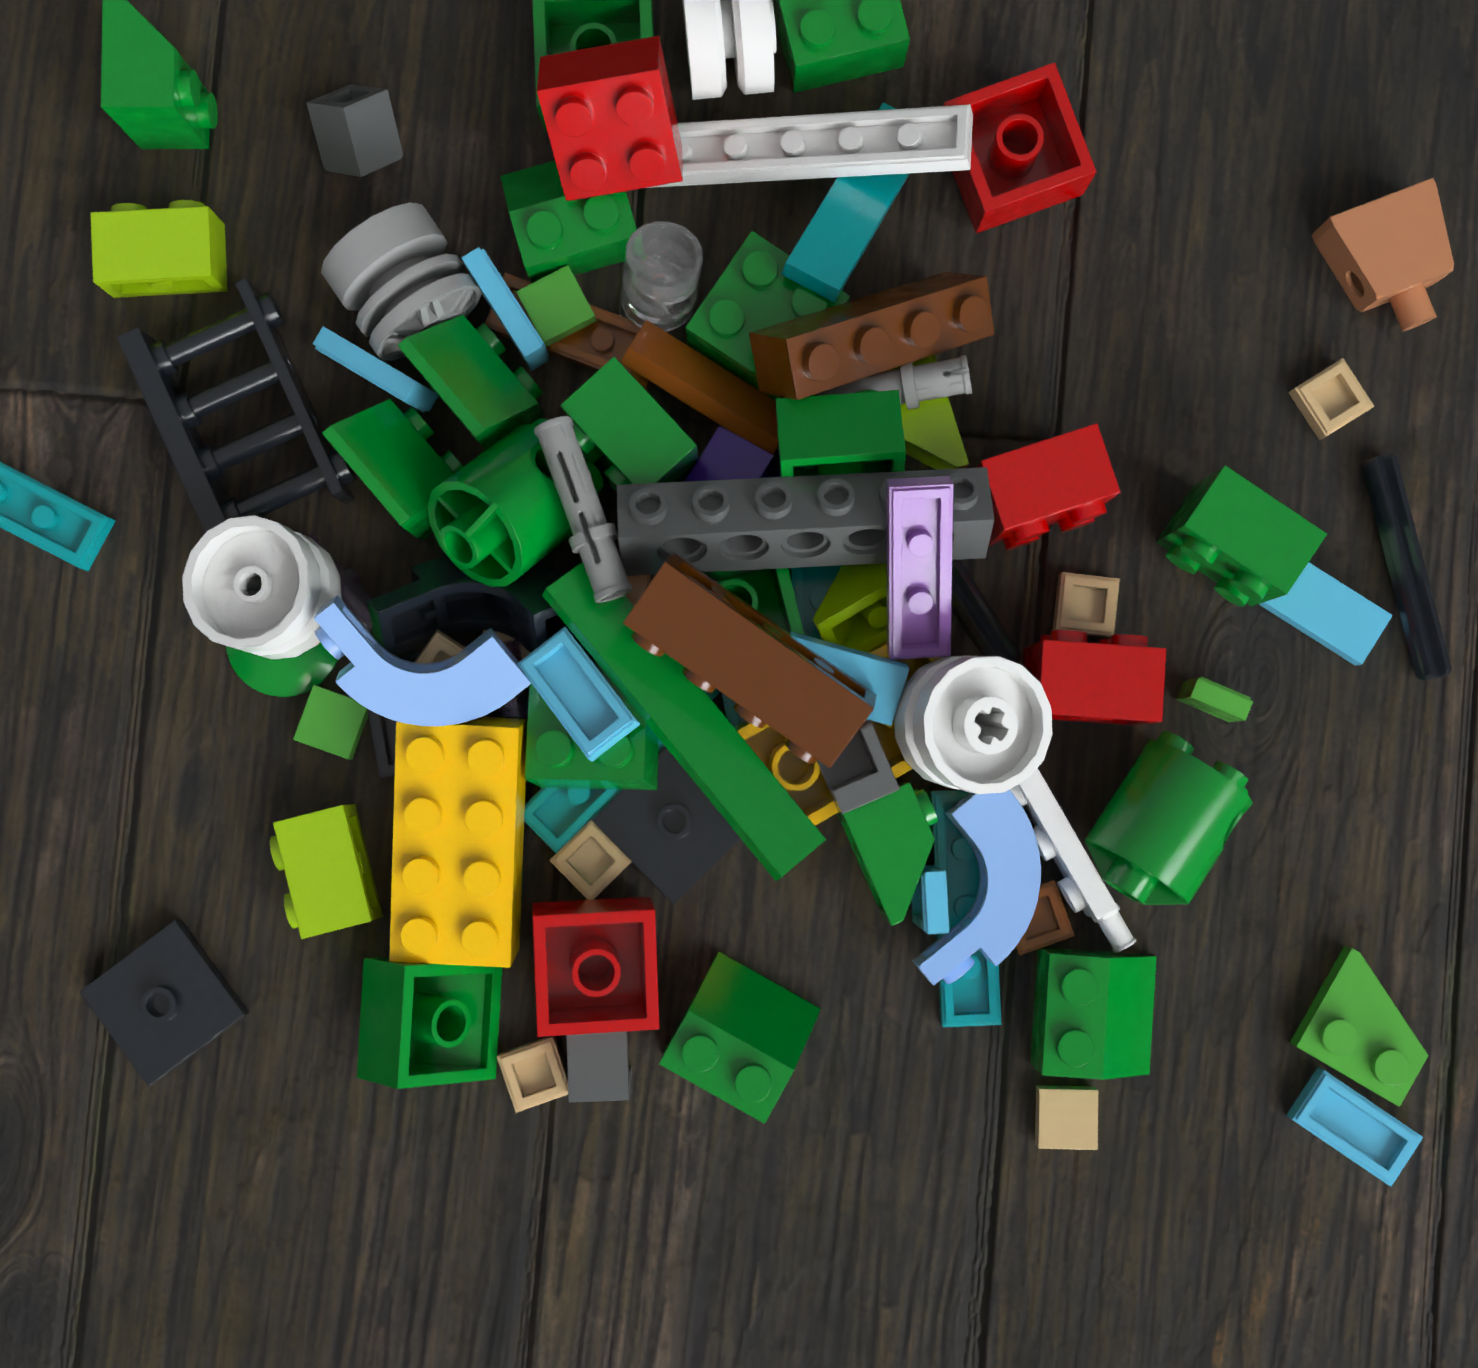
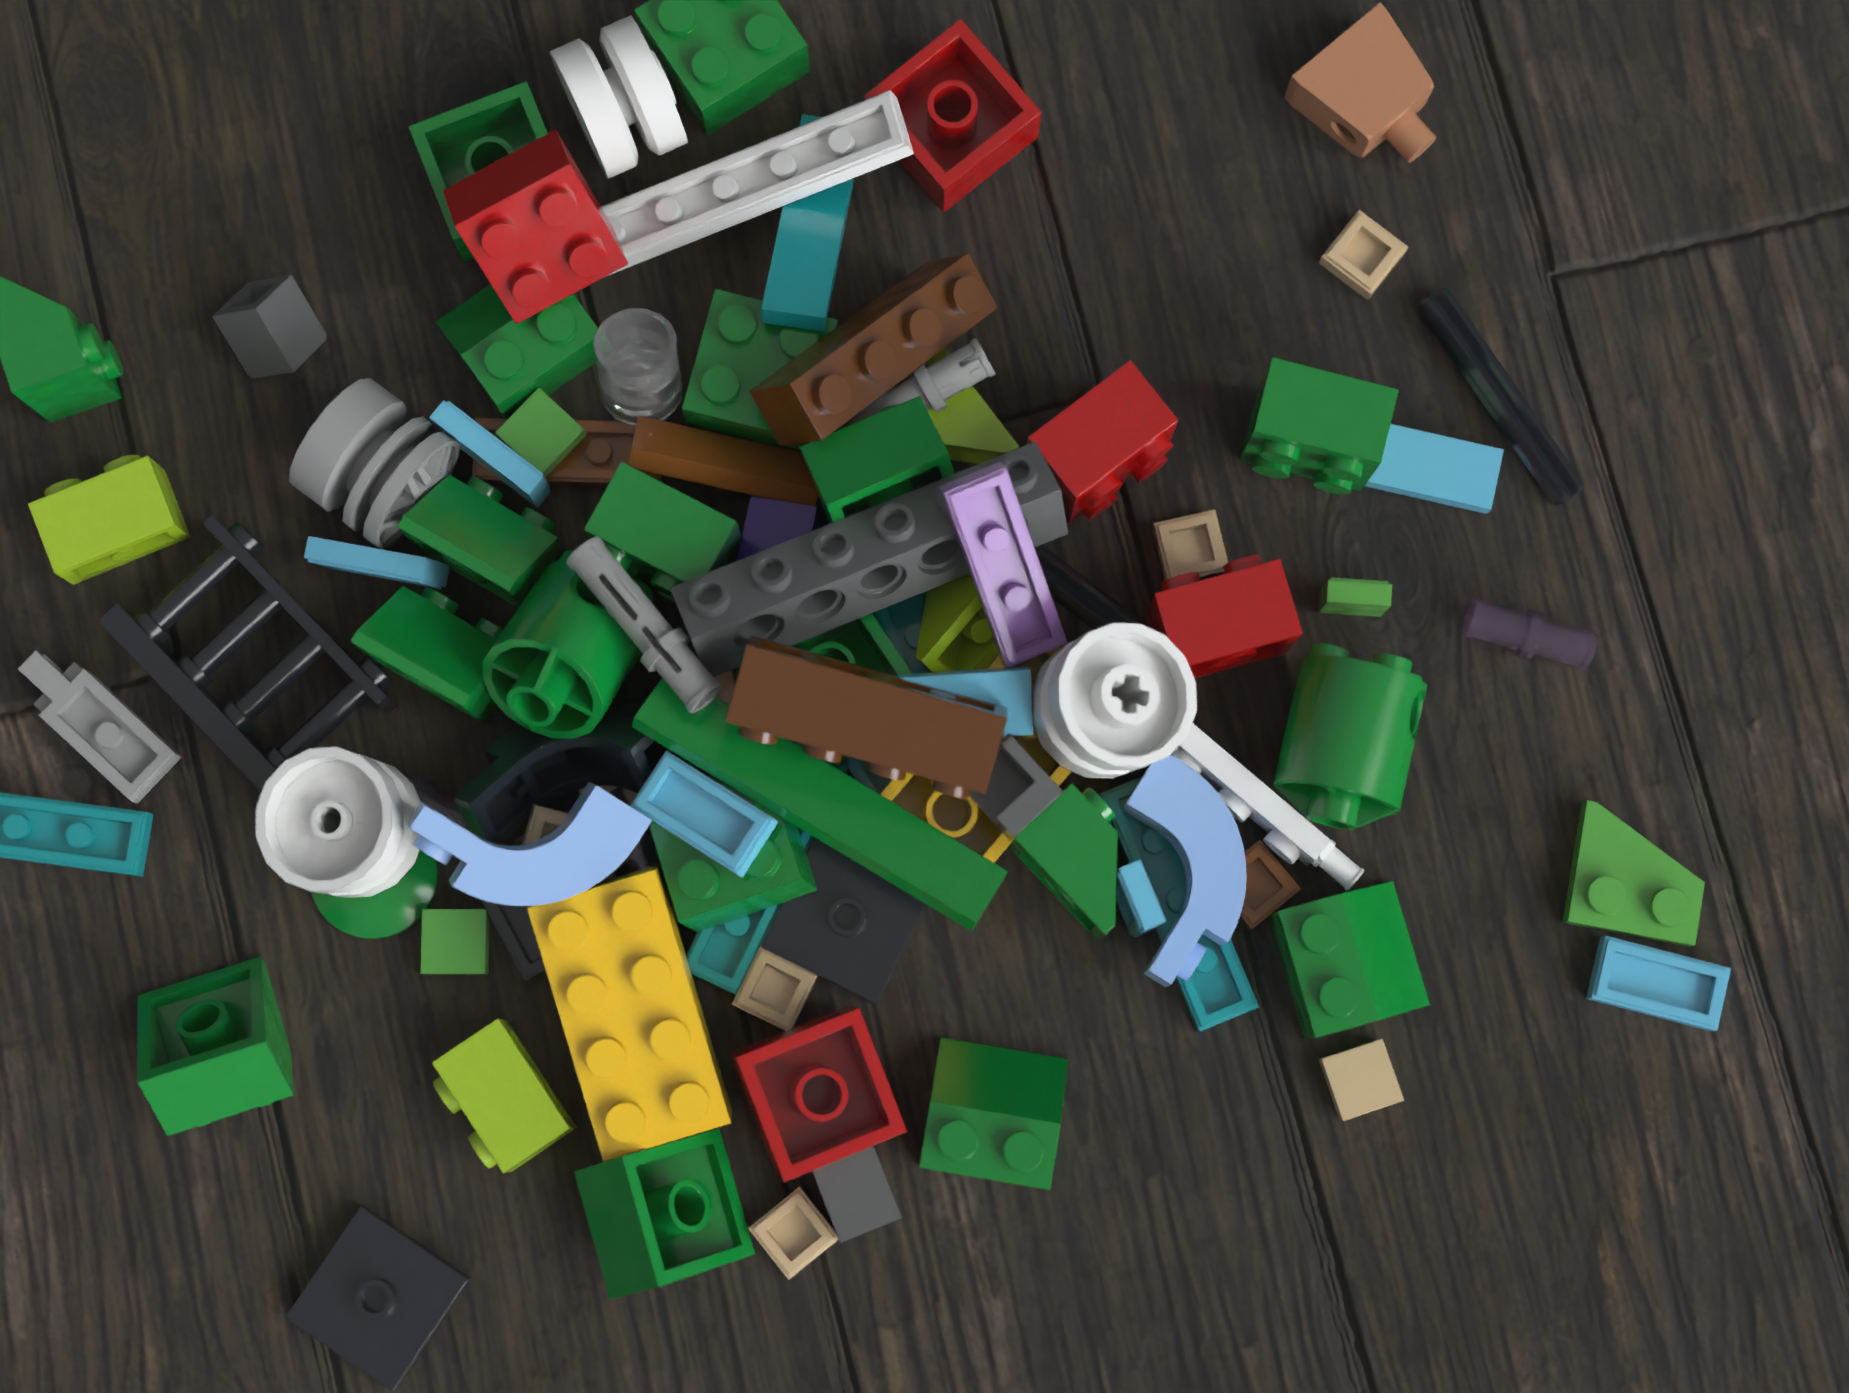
camera: 20 degrees left, 5 degrees down
(92, 428) = (100, 726): none -> light grey hinge
(94, 740) = (212, 1047): none -> green slope
(1355, 785) = (1529, 634): none -> clear purple pin

